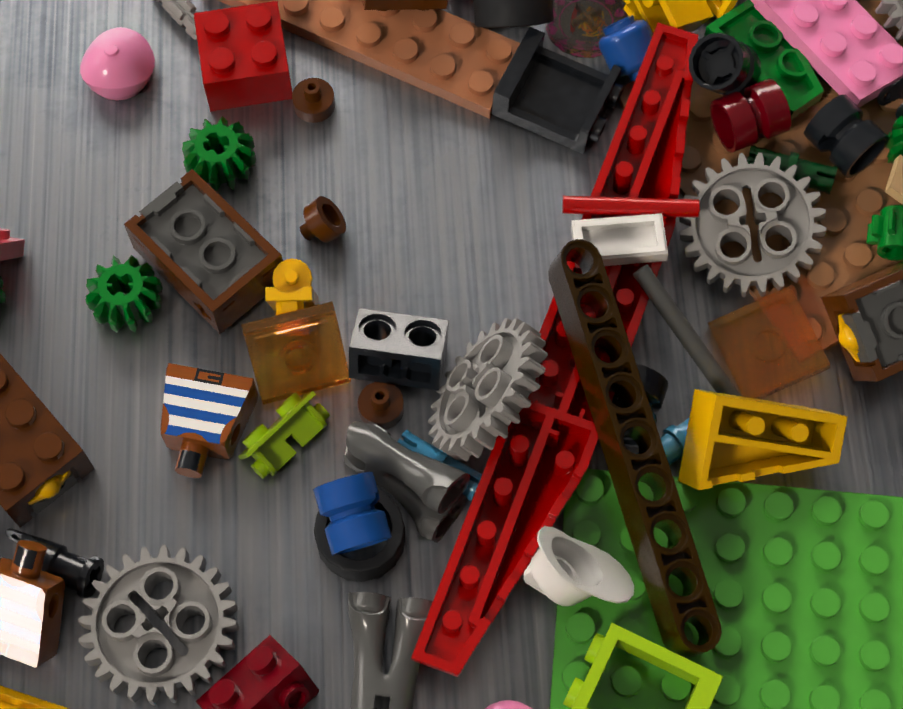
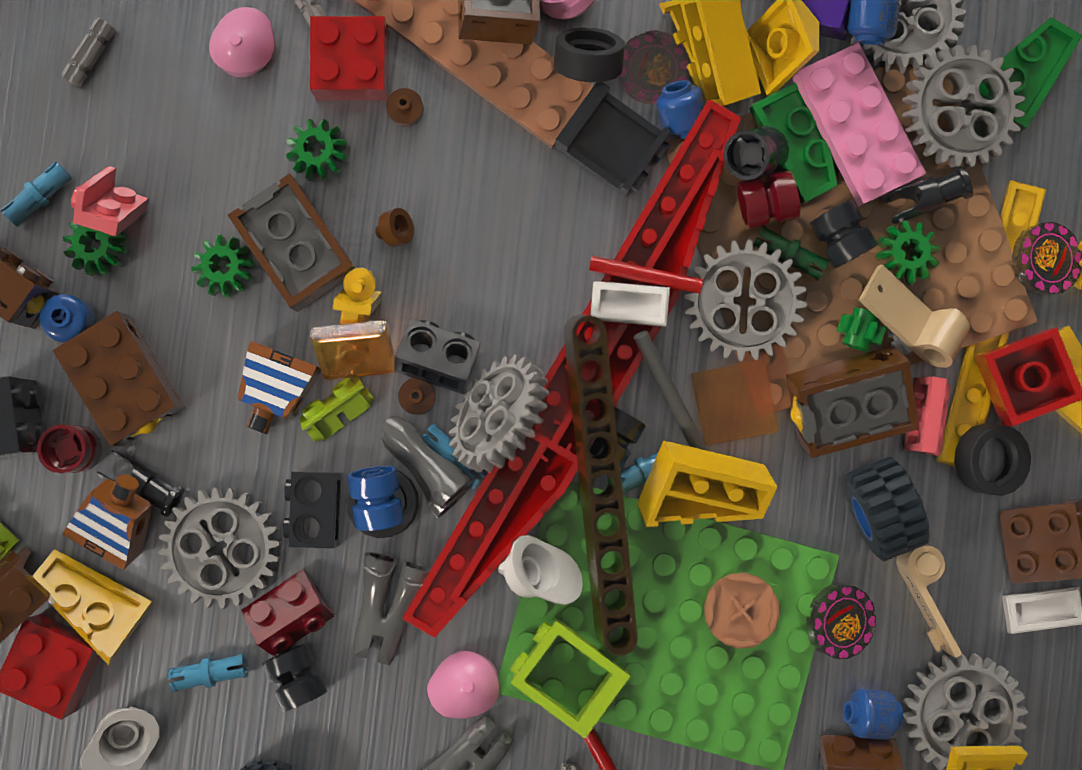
camera: 10 degrees right, 20 degrees up
(282, 554) = (324, 510): none -> black brick
(841, 582) = (741, 610): none -> nougat tile

